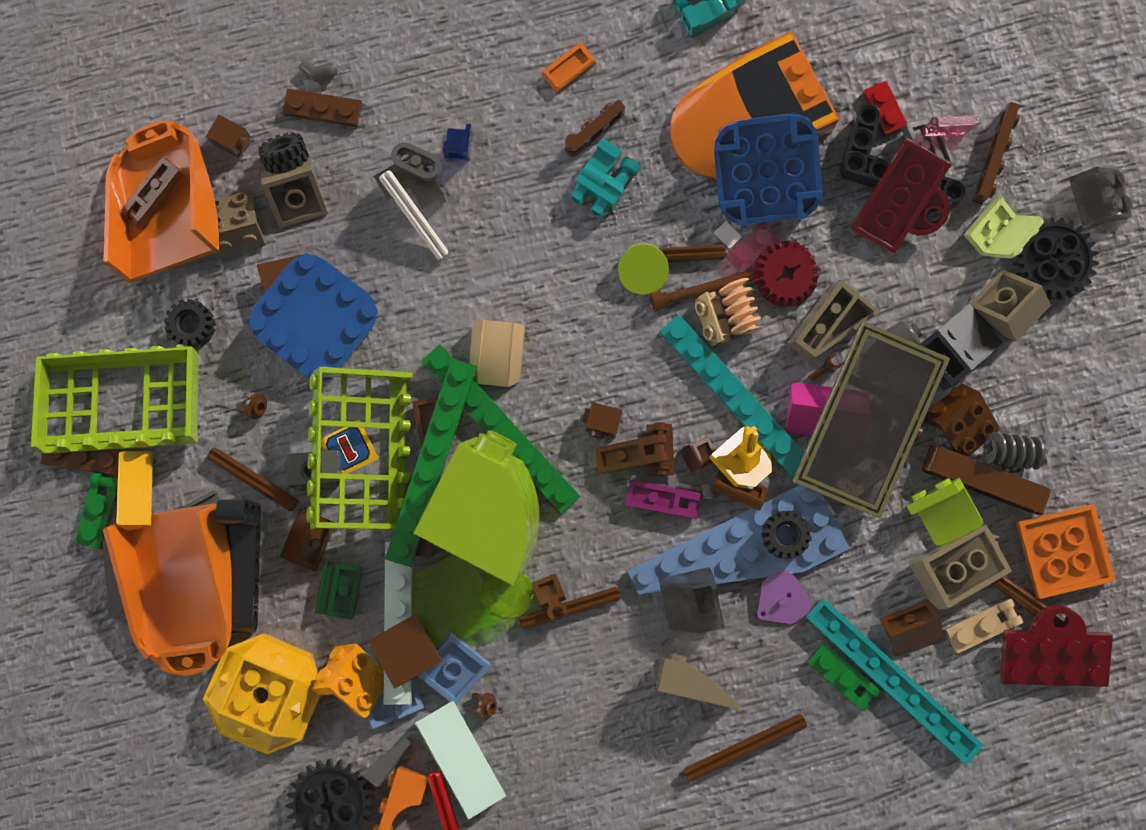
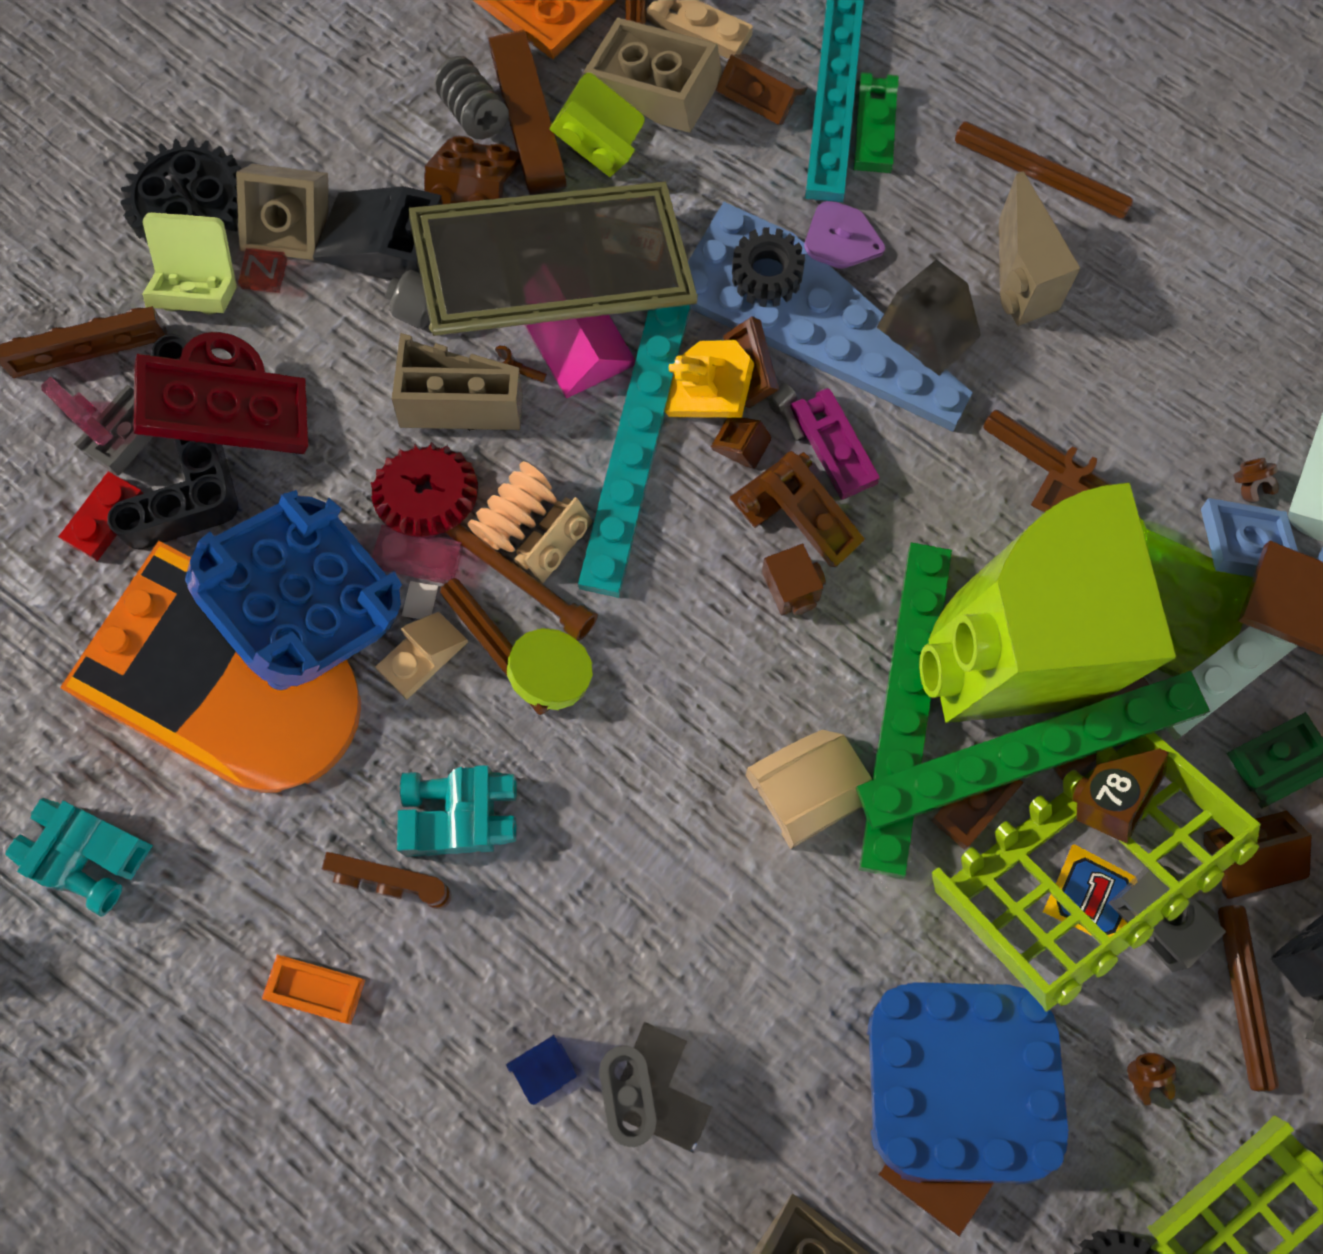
camera: 125 degrees left, 10 degrees down
(381, 489) = (1120, 793): none -> reddish brown slope
(413, 214) = (706, 1048): white axle -> none
(697, 216) = (425, 650): none -> tan slope
(980, 273) = (262, 270): none -> clear red tile
(1101, 196) = (66, 193): clear smoke slope -> none

